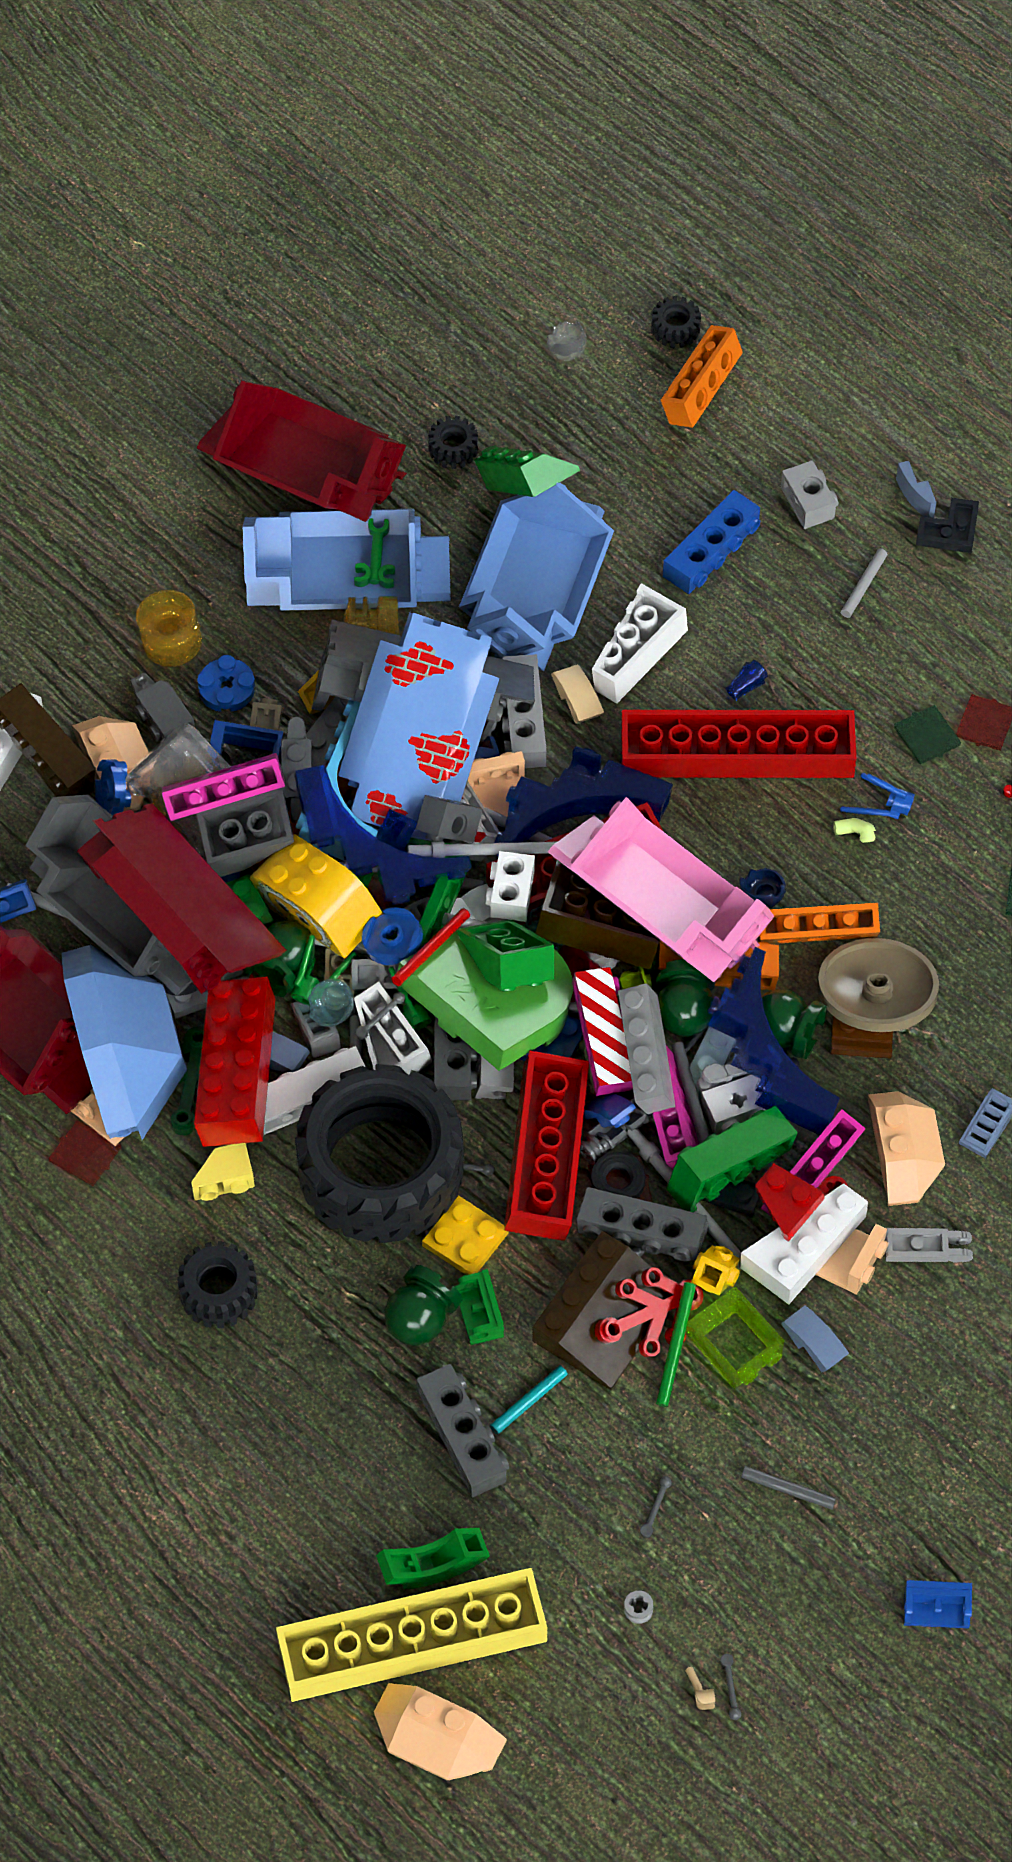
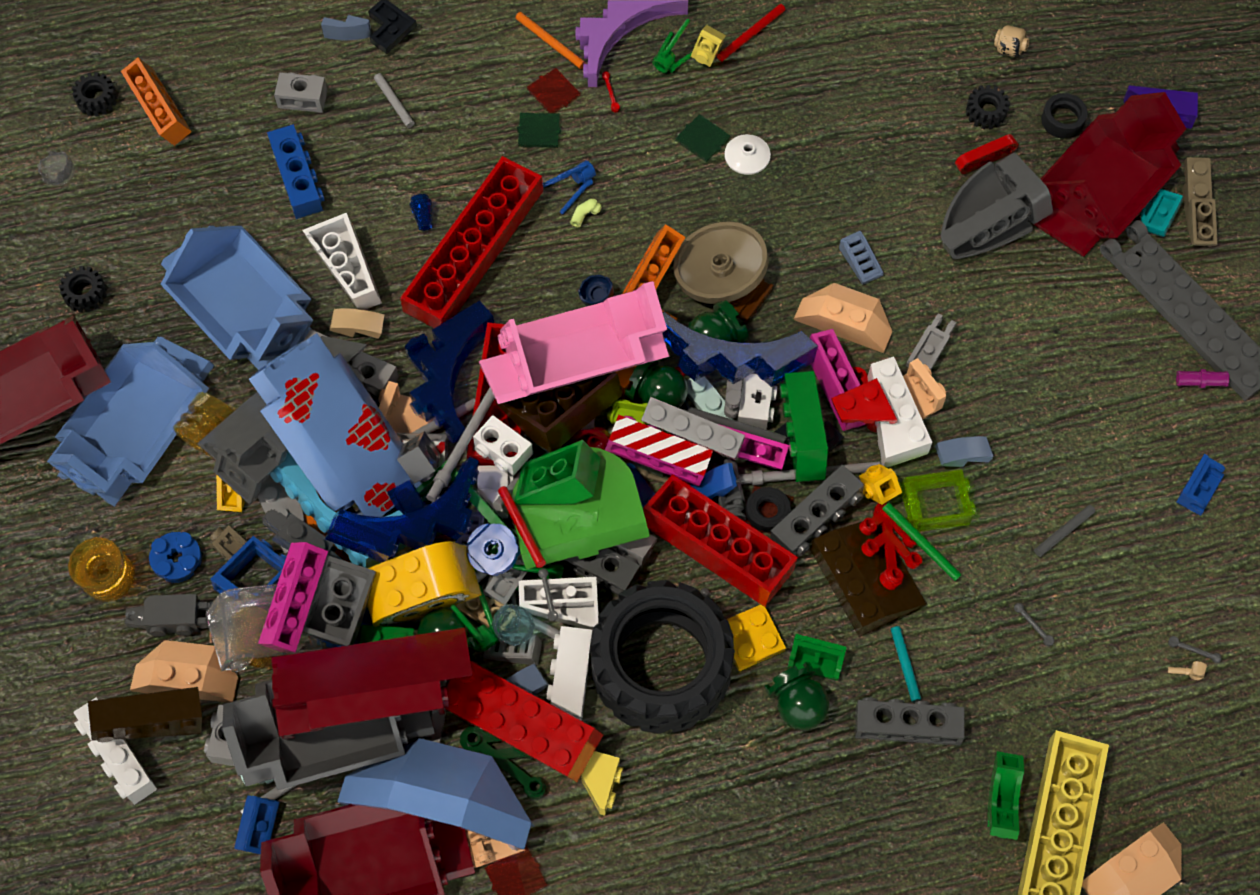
camera: 60 degrees left, 5 degrees up
(111, 789) = (224, 683): blue plate -> none
(215, 1262) = (695, 856): black tyre -> none
(375, 573) = (155, 402): green bar -> none
(521, 471) = (155, 252): green slope -> none
(634, 1617) = (1107, 685): light grey bush -> none

